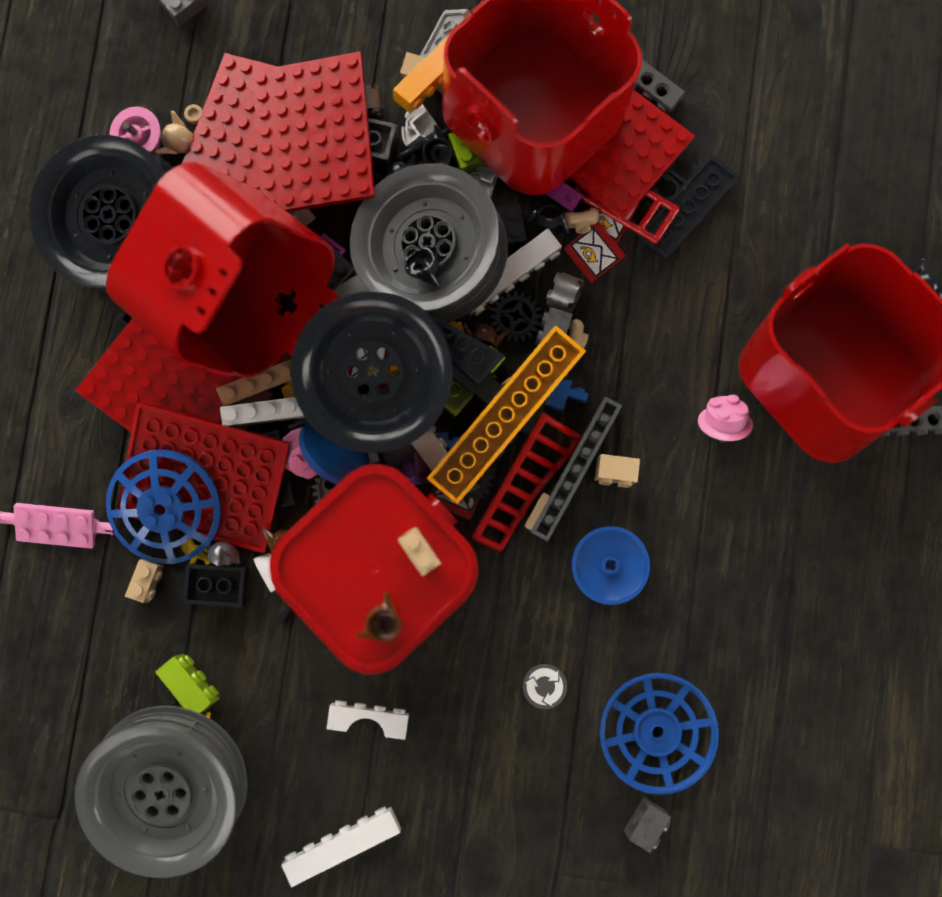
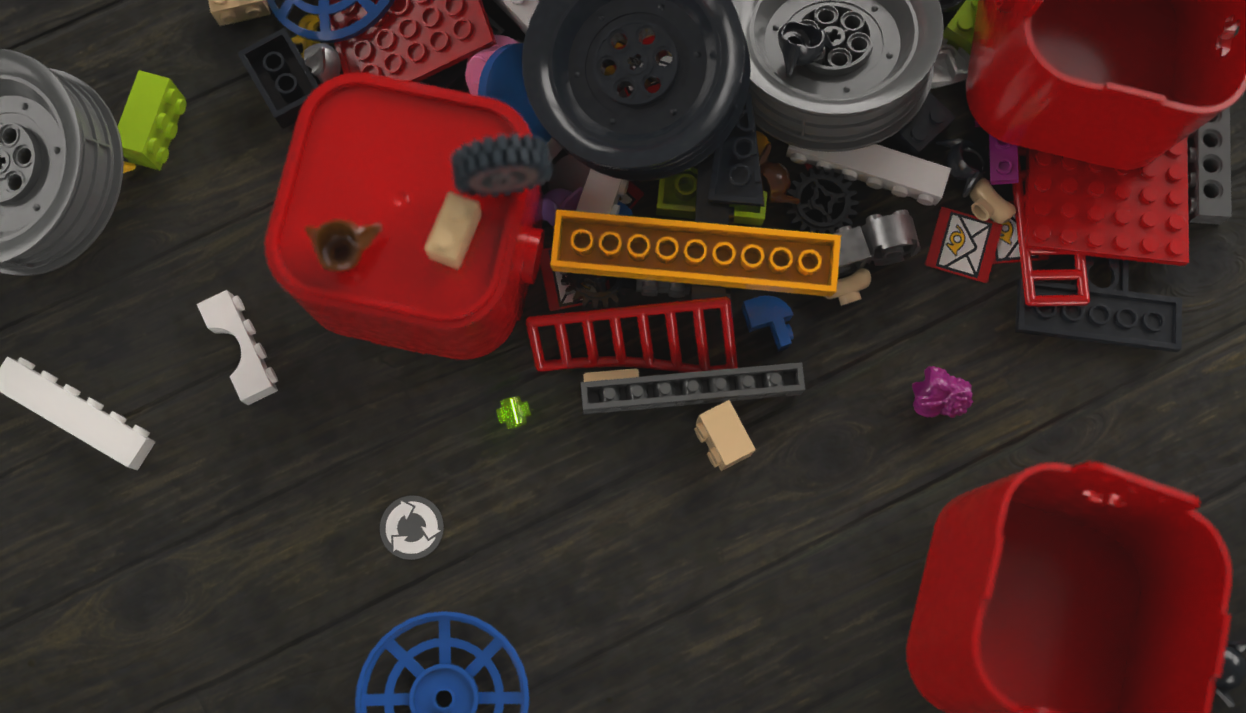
camera: 55 degrees right, 5 degrees down
(404, 499) = (501, 165): none -> black wheel
(519, 582) = (513, 412): none -> clear neon green gear
(610, 565) = (606, 505): blue dish -> none
(674, 329) = (941, 394): none -> magenta hair
(726, 419) = (878, 525): bright pink piece -> none

